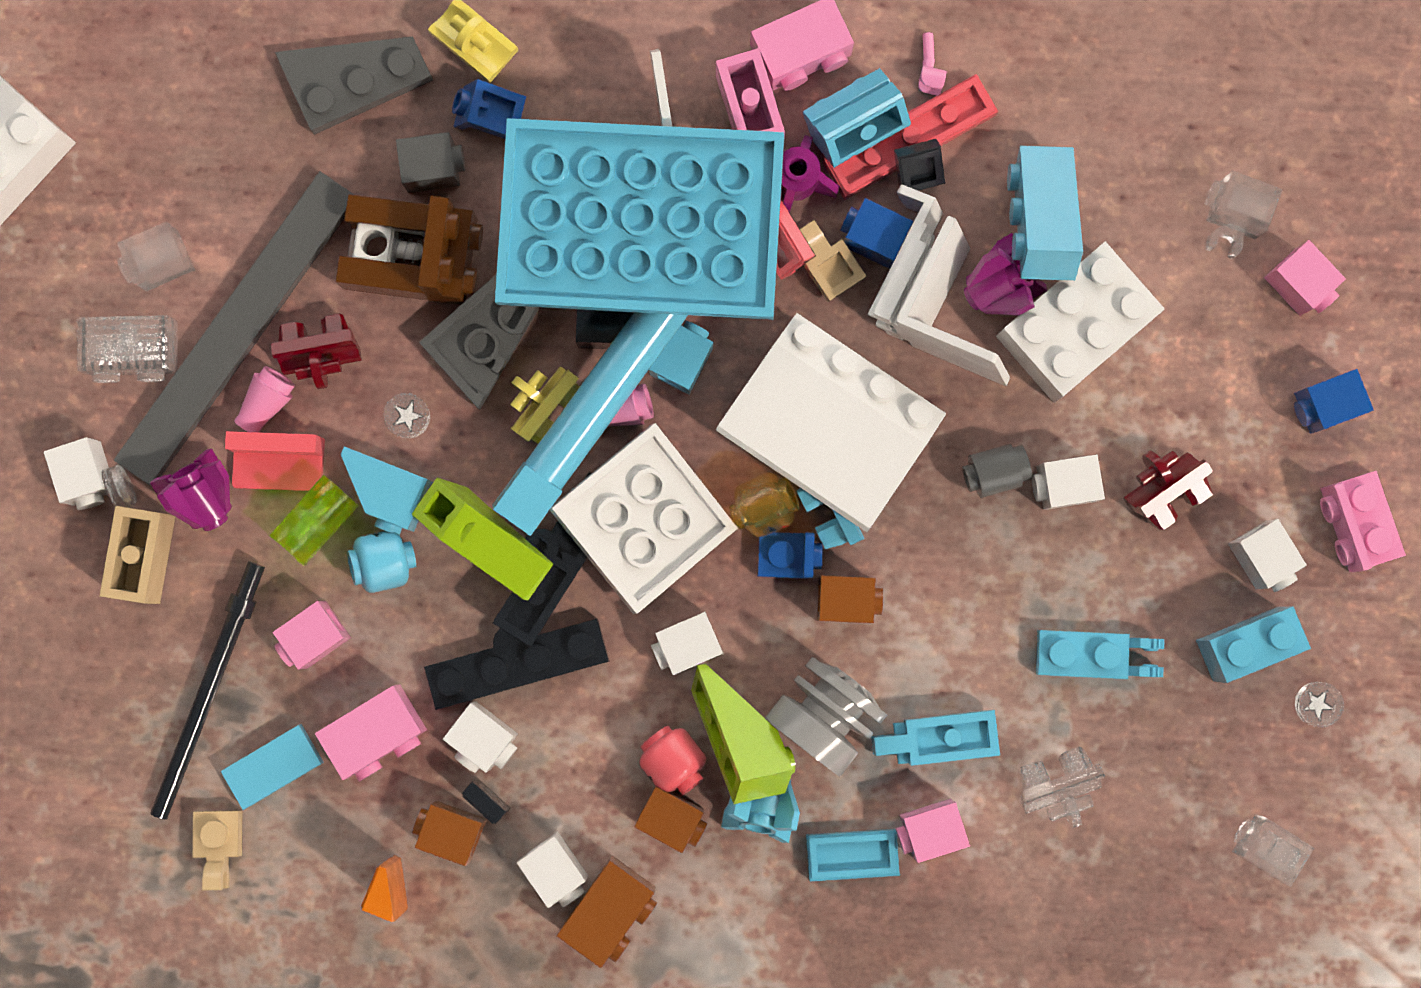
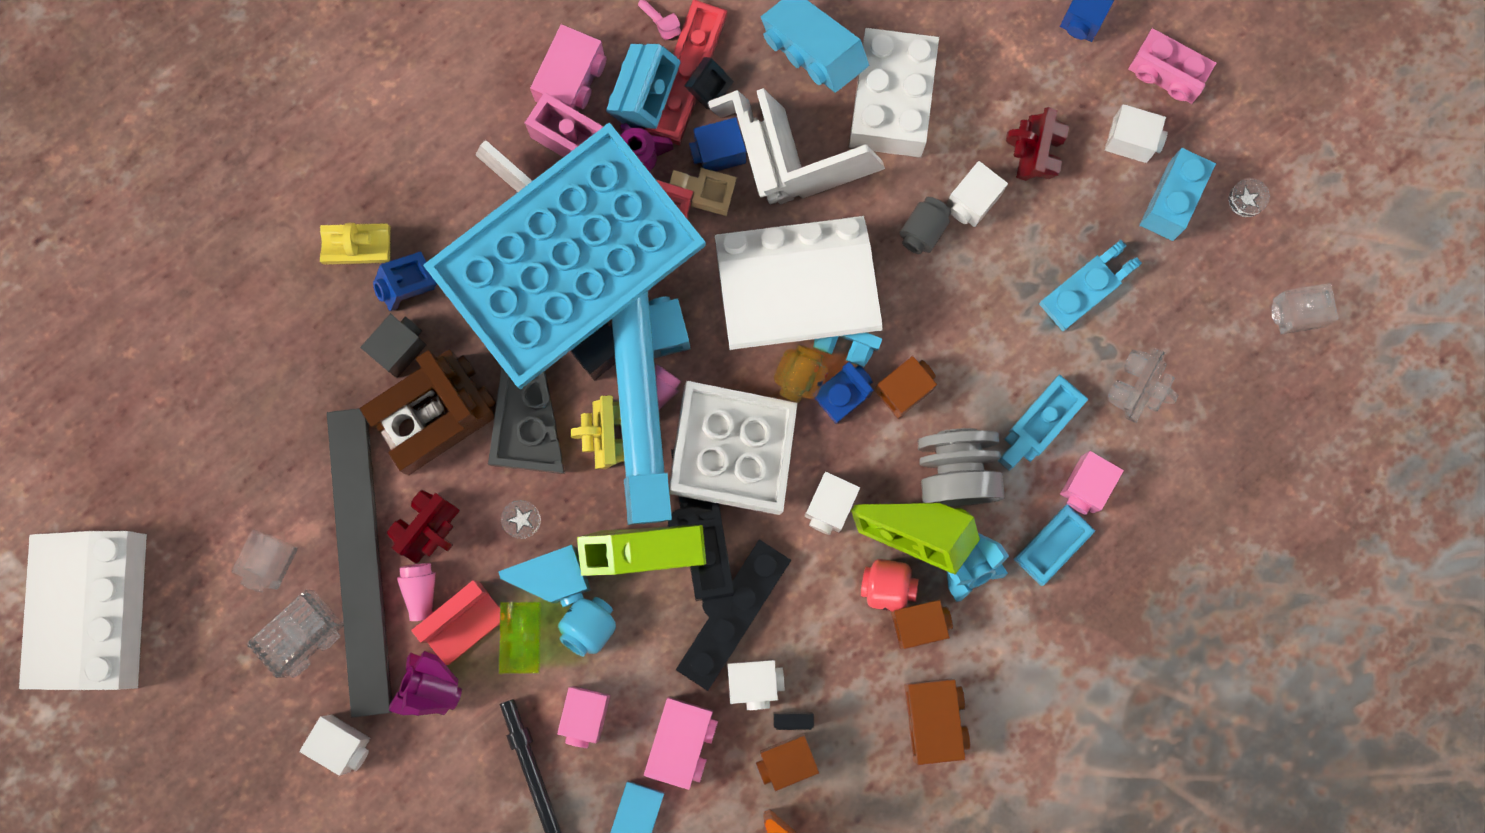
camera: 40 degrees left, 5 degrees down
(119, 486) = (370, 732): clear tile -> none
(137, 555) = (422, 764): tan brick -> none
(351, 77) = (296, 337): dark grey wing -> none
(554, 871) = (877, 726): white brick -> none
(997, 283) = (823, 110): magenta brick -> none

